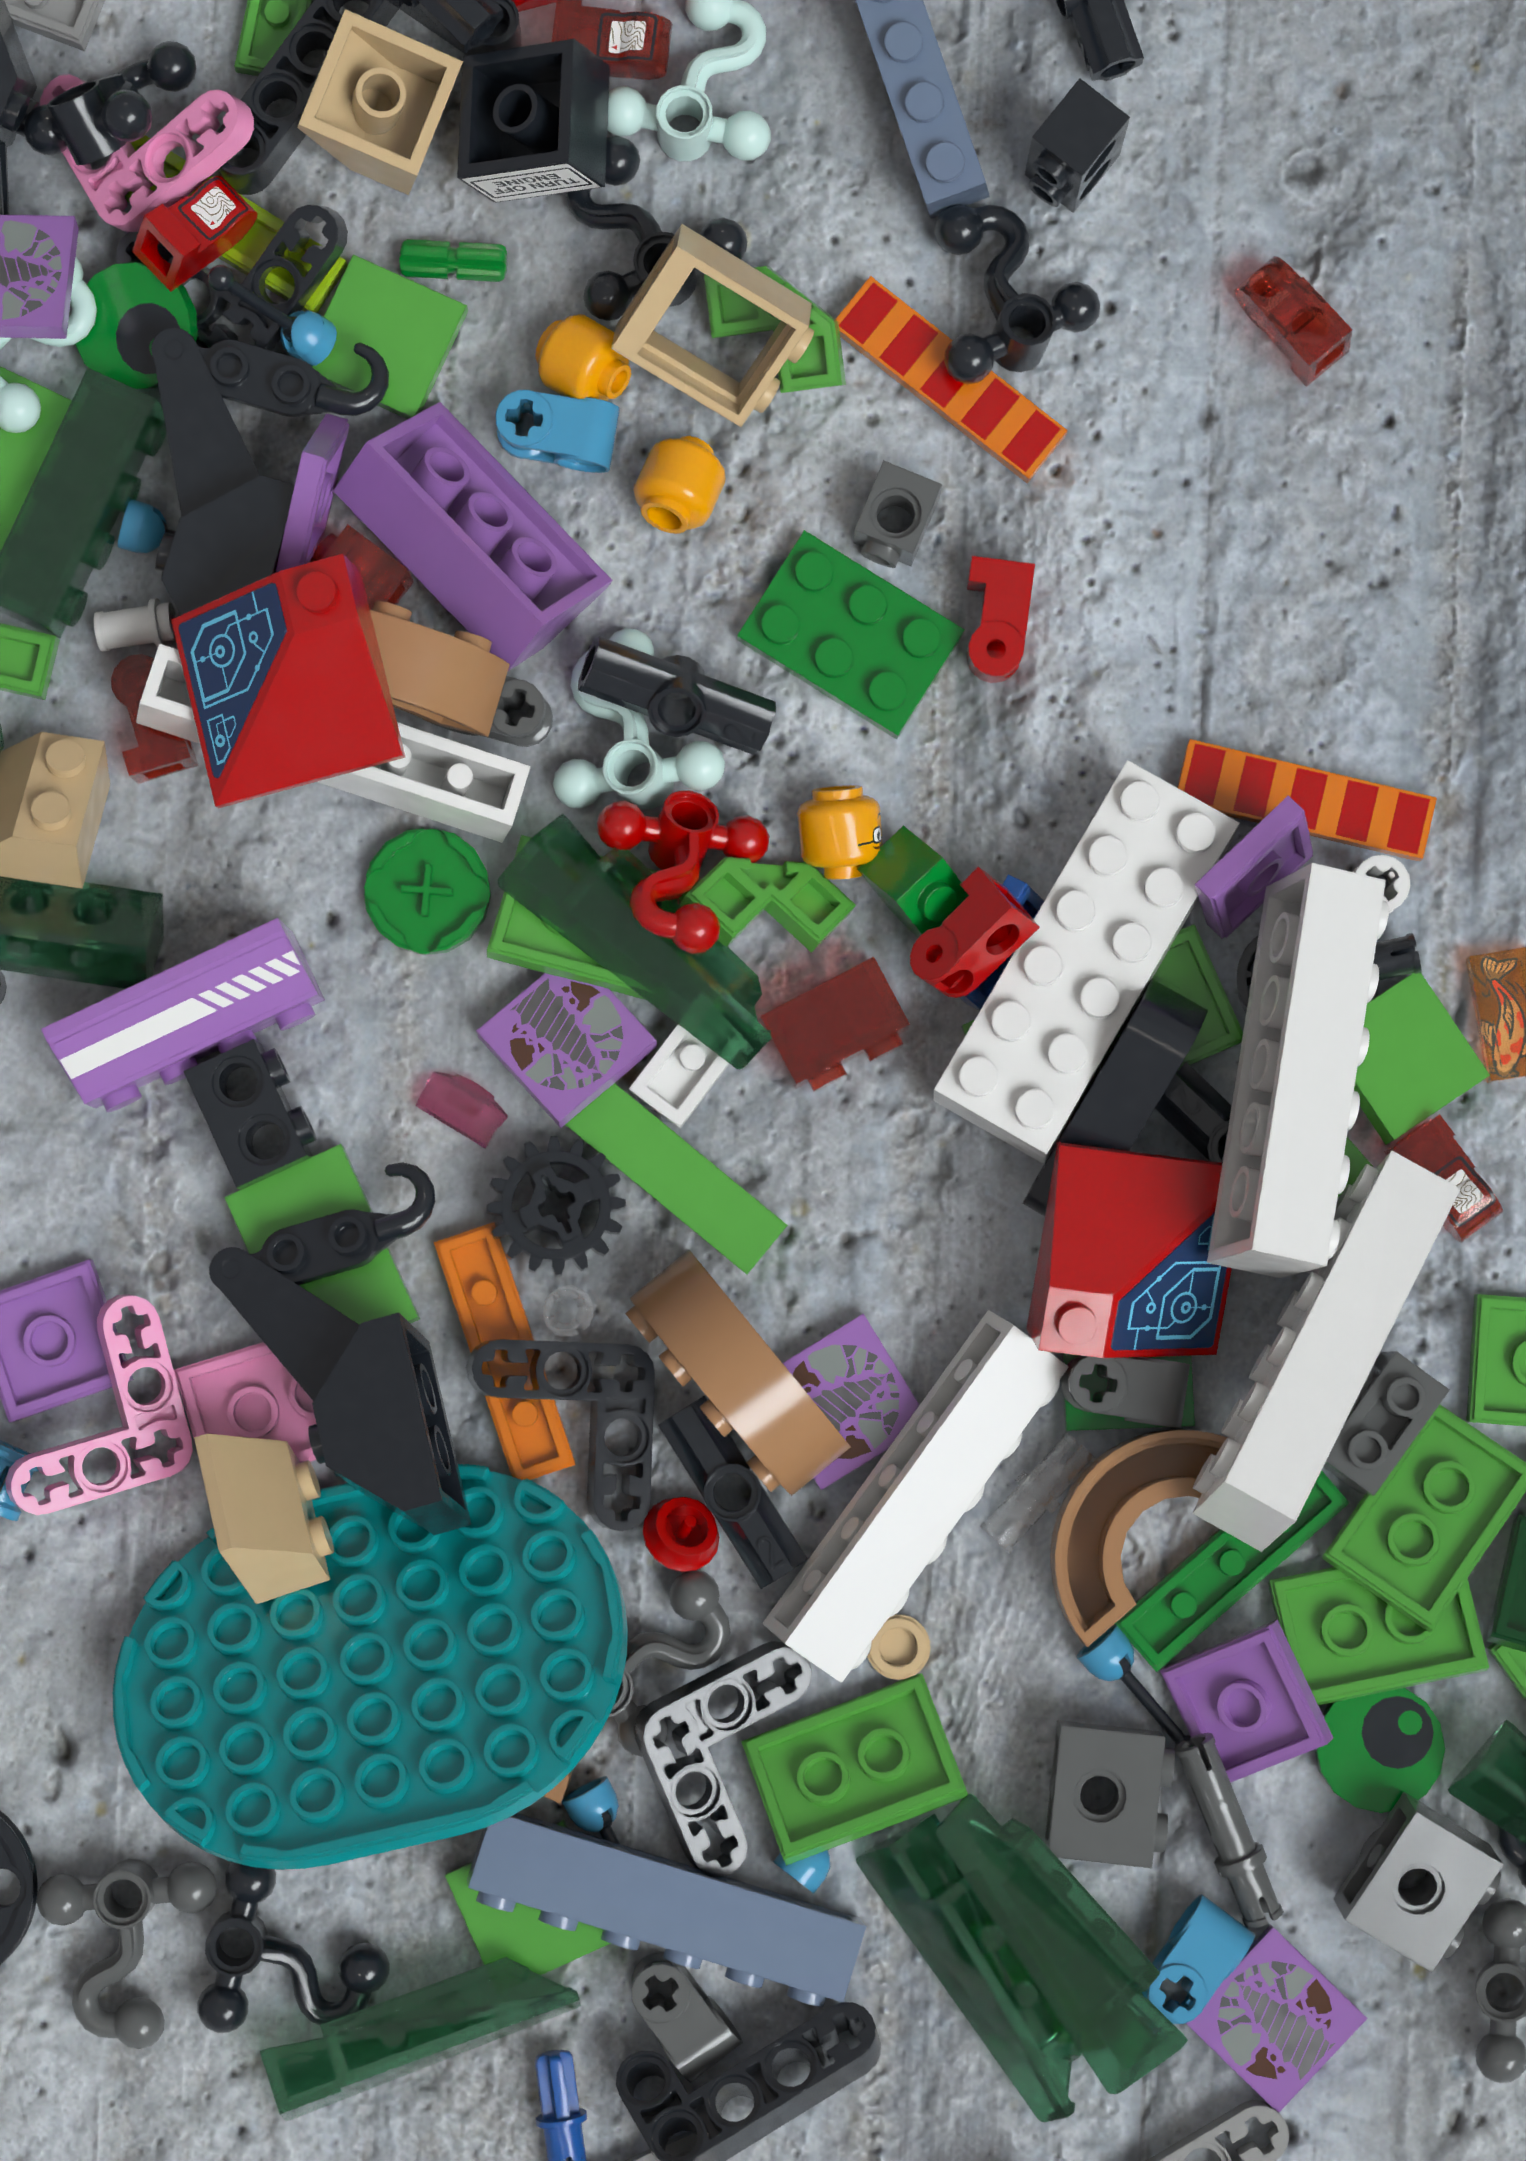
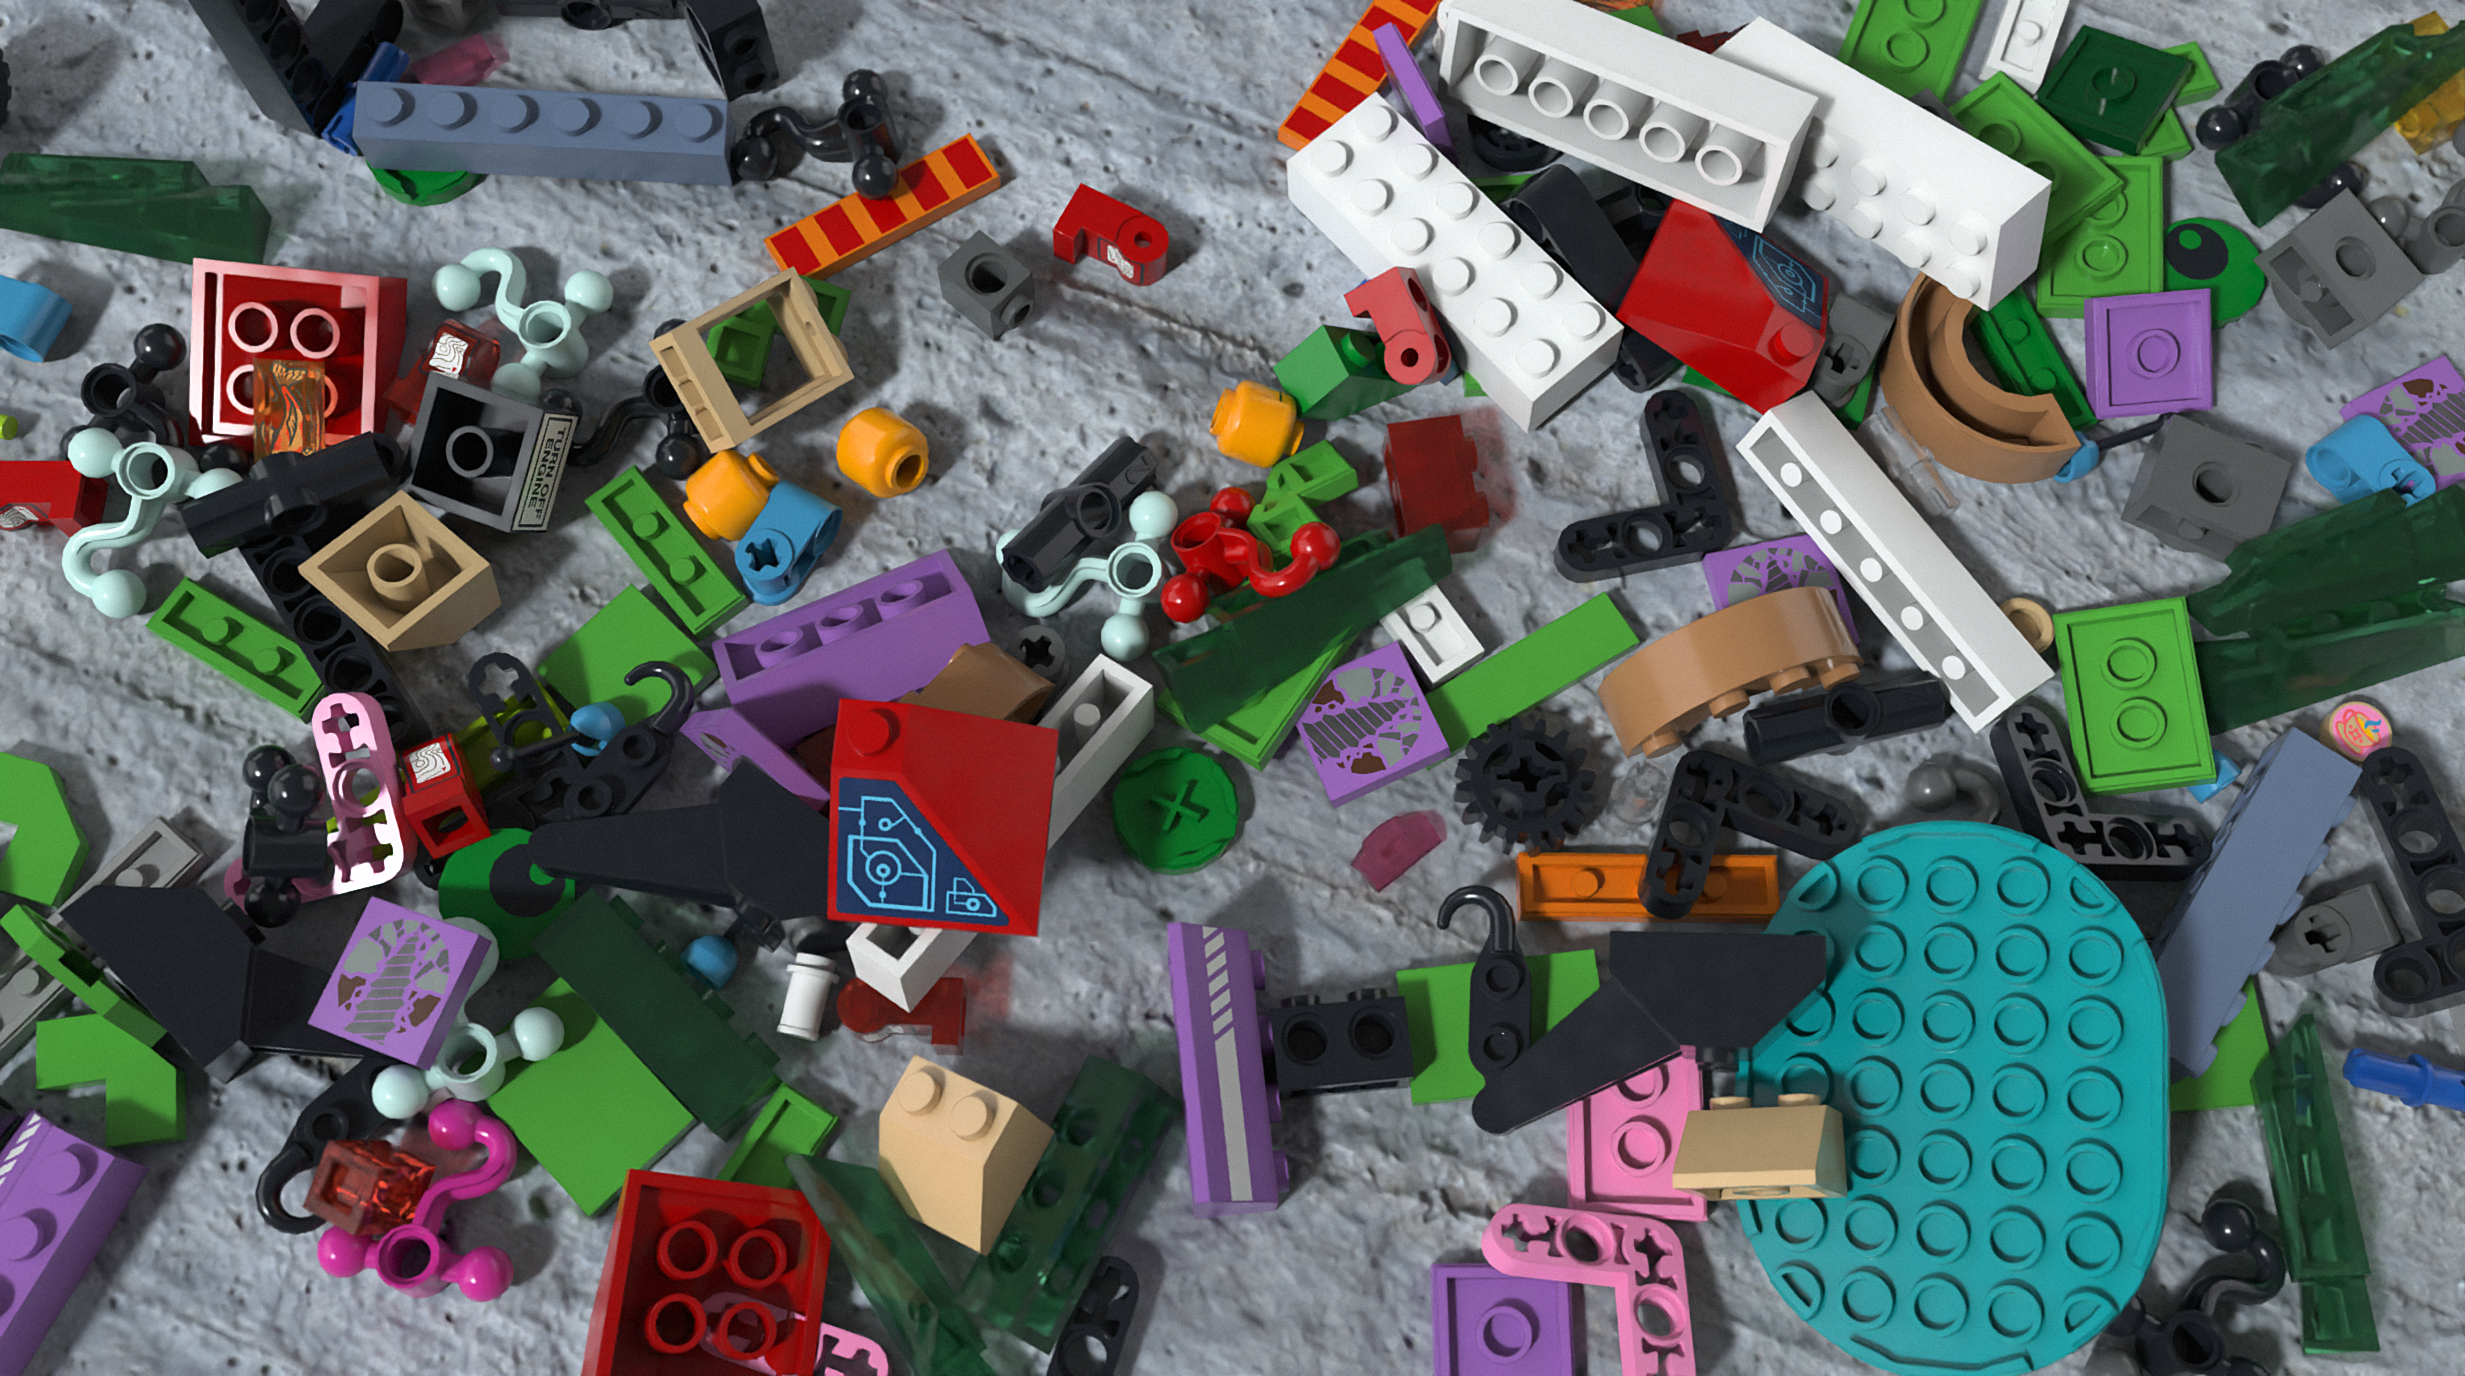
camera: 80 degrees left, 15 degrees down
(439, 259) = (577, 594): green piece -> none
(514, 322) = (667, 553): none -> bright green tile
(681, 1534) = (1869, 779): red hat -> none
(850, 634) = (1077, 366): green plate -> none
(902, 2002) = (2355, 731): none -> tile
(914, 1272) = (1677, 507): none -> black beam
(1238, 1854) = (2276, 406): dark grey pin -> none

